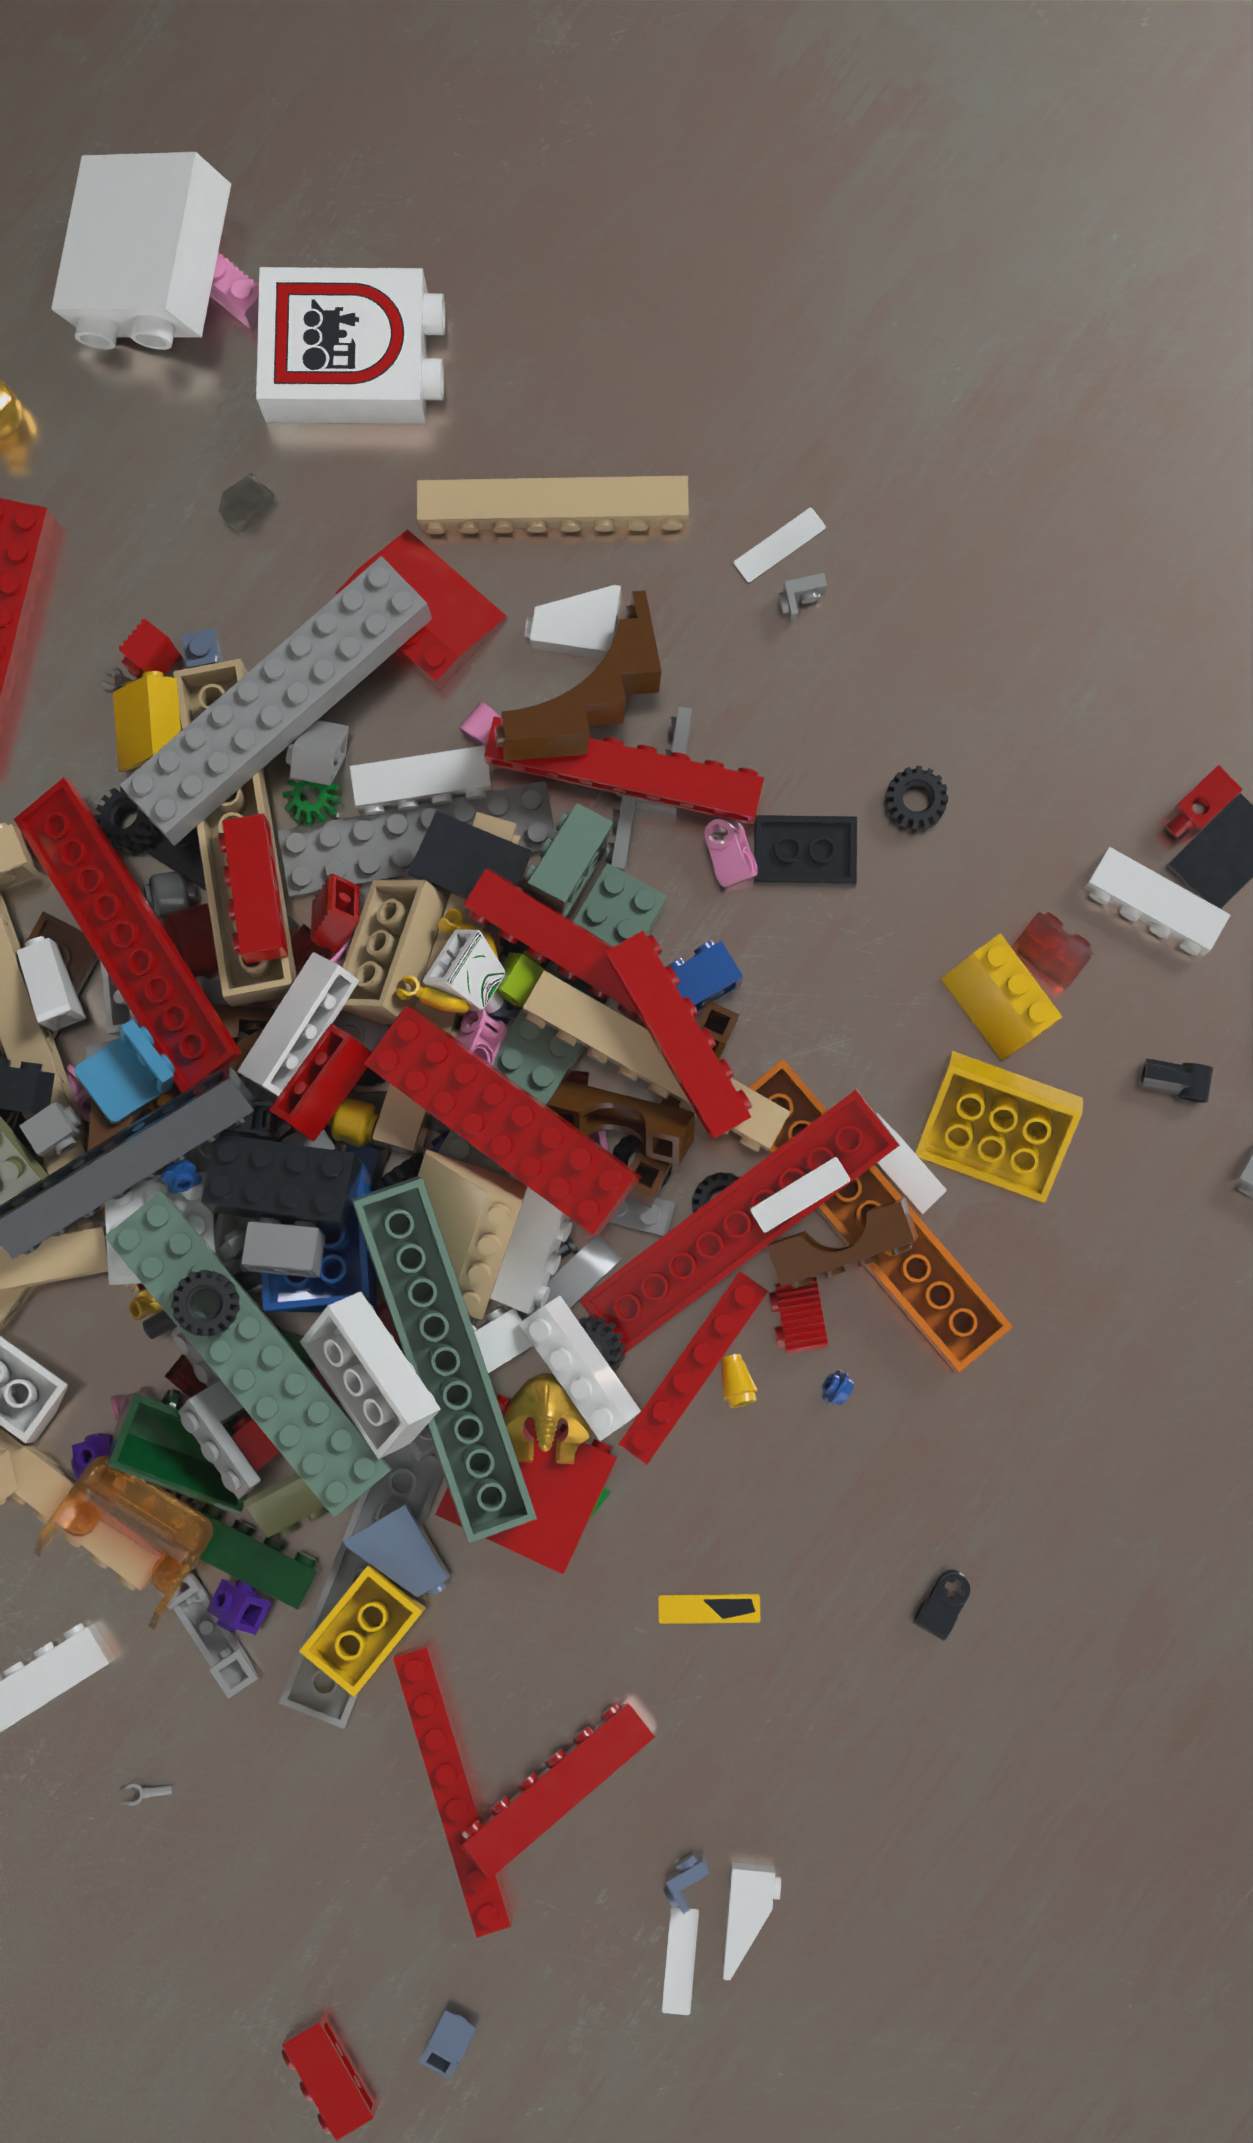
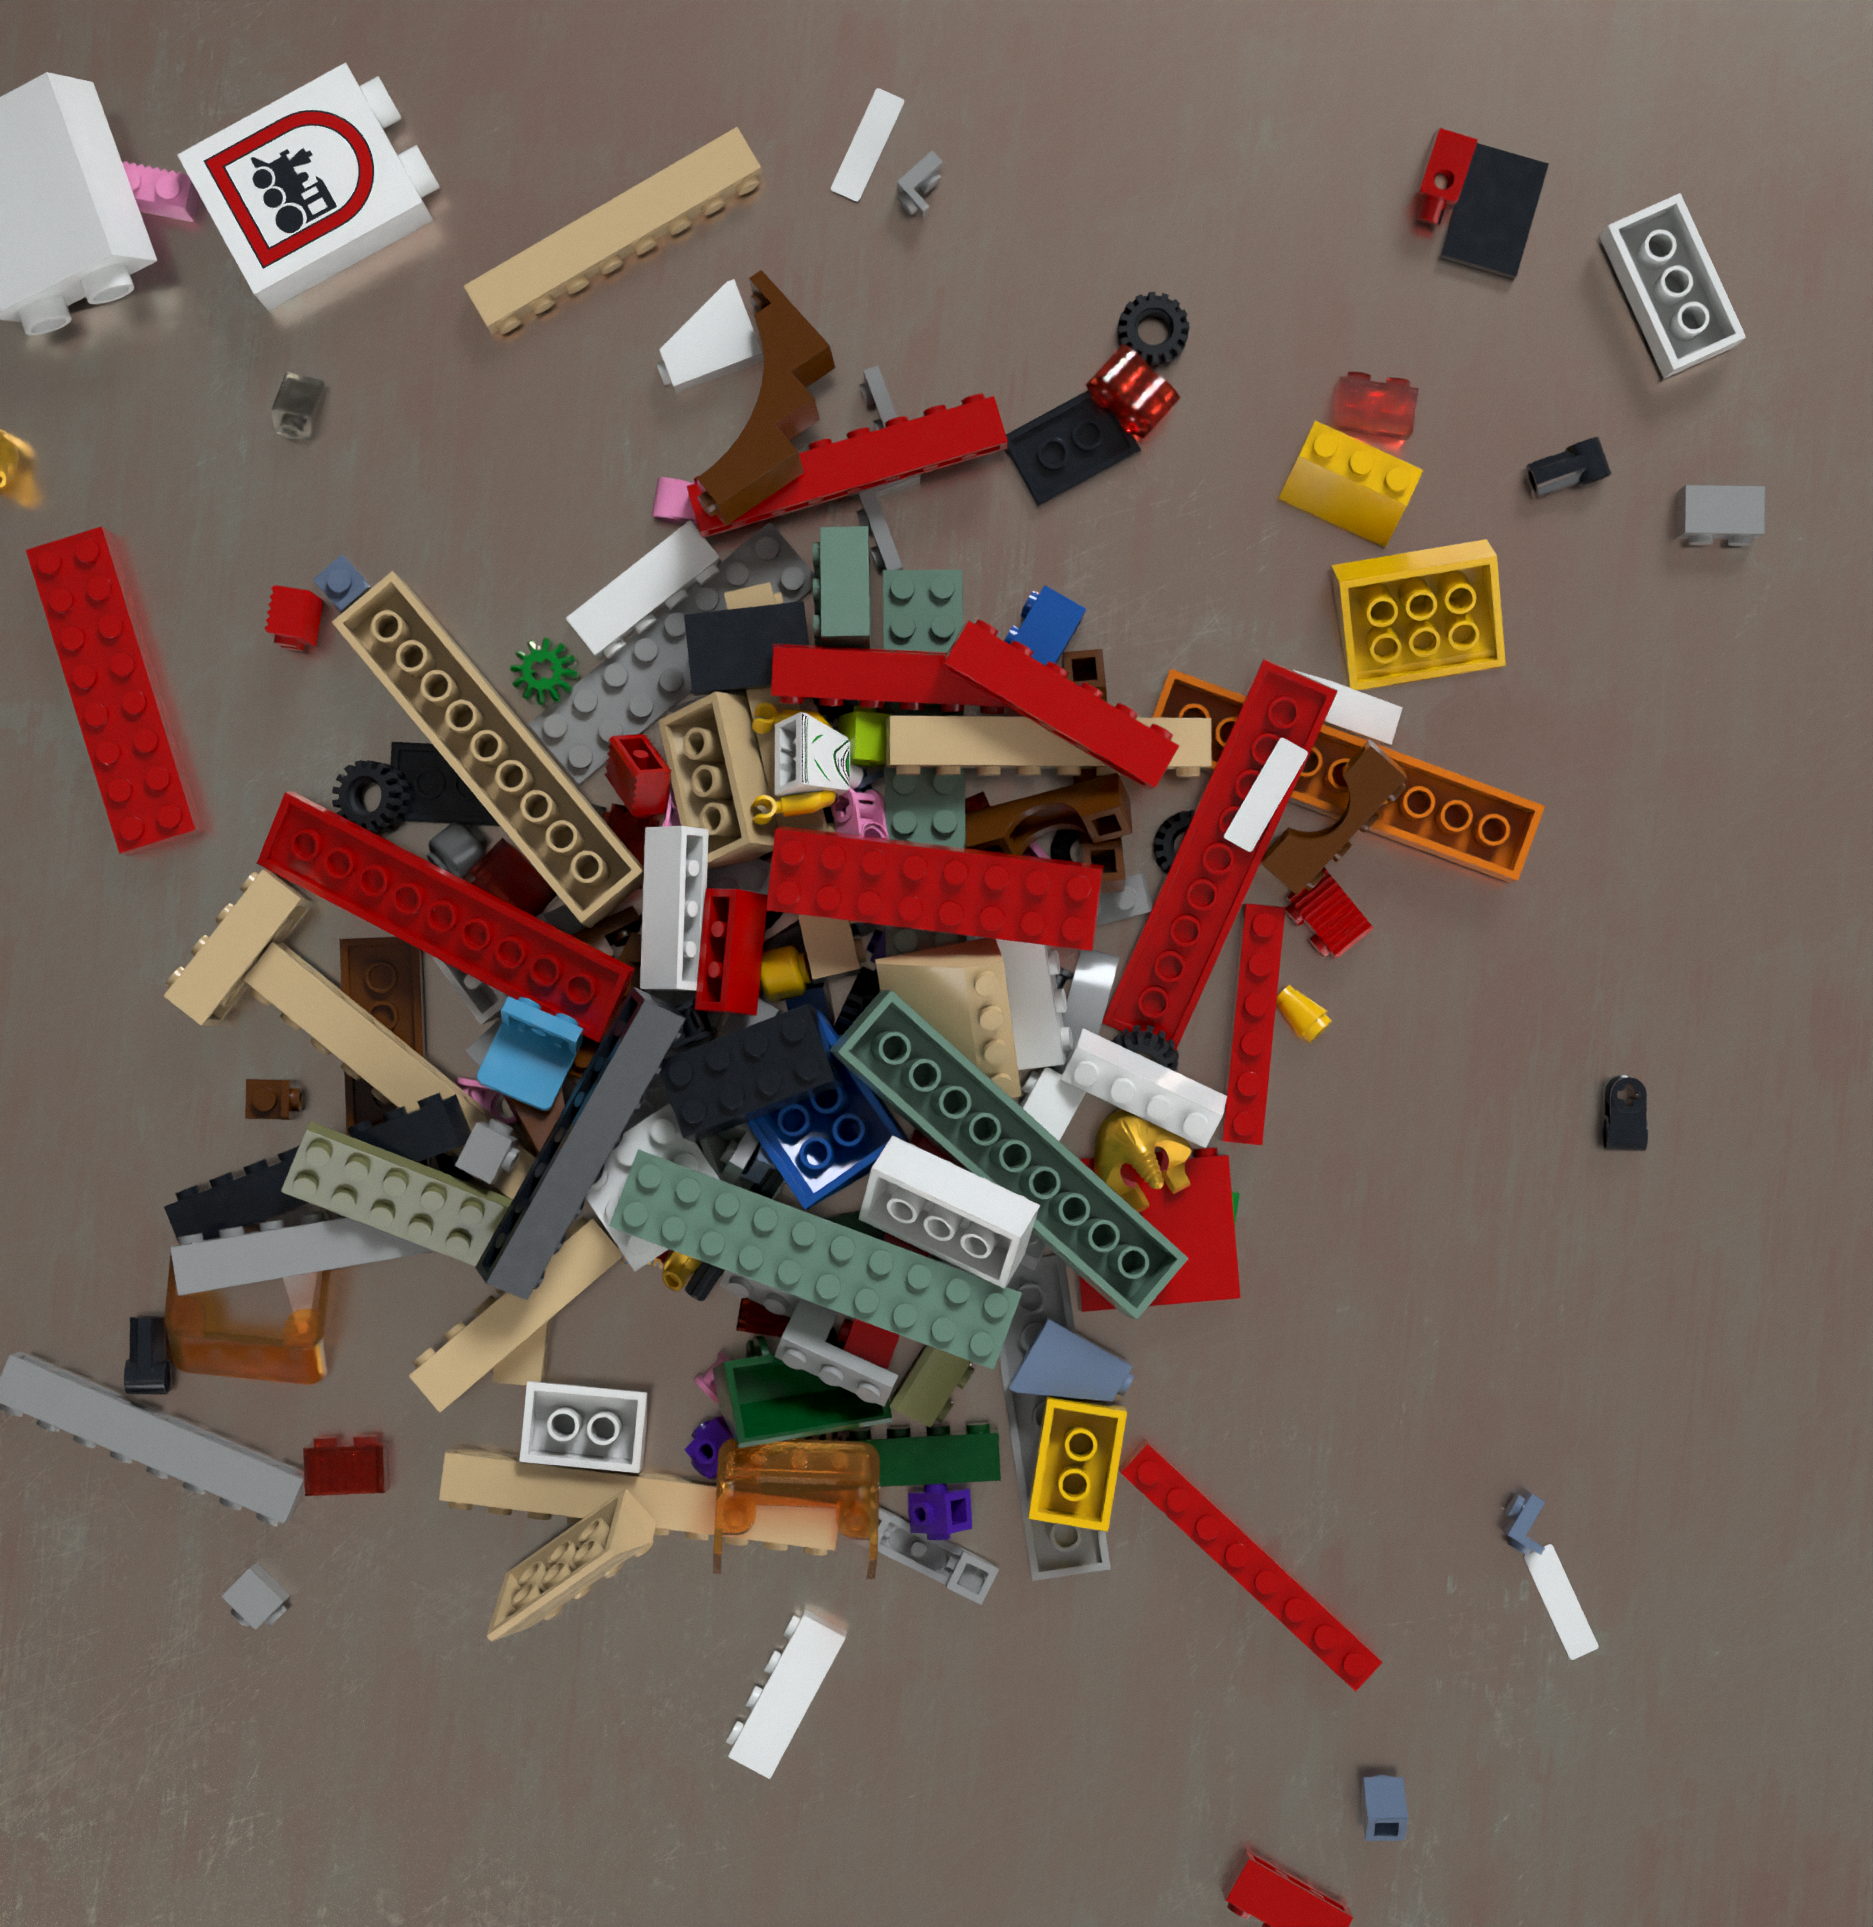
camera: 40 degrees left, 5 degrees up
(49, 984) = (392, 1007): white slope -> none
(119, 678) = (278, 660): light grey hand -> none
(142, 1793) = (947, 1744): light grey hand -> none
(145, 718) = (335, 689): yellow brick -> none
(181, 1176) = (646, 1124): blue plate -> none
(189, 1287) = (749, 1259): black tyre -> none
(254, 889) = (550, 797): red brick -> none
(277, 700) = (459, 593): light grey brick -> none
(283, 1248) = (790, 1136): light grey brick -> none
(318, 752) = (524, 621): light grey brick -> none
(459, 612) = (541, 415): red slope -> none
(556, 1790) = (1352, 1507): red brick -> none
(709, 1608) = (1399, 1250): yellow sticker -> none
(730, 856) = (1001, 493): bright pink piece -> none
(749, 1906) = (1599, 1512): white slope -> none
(837, 1388) = (1404, 963): blue plate -> none
(873, 835) = (1132, 391): none -> clear red brick
(1157, 902) = (1450, 300): white brick -> none

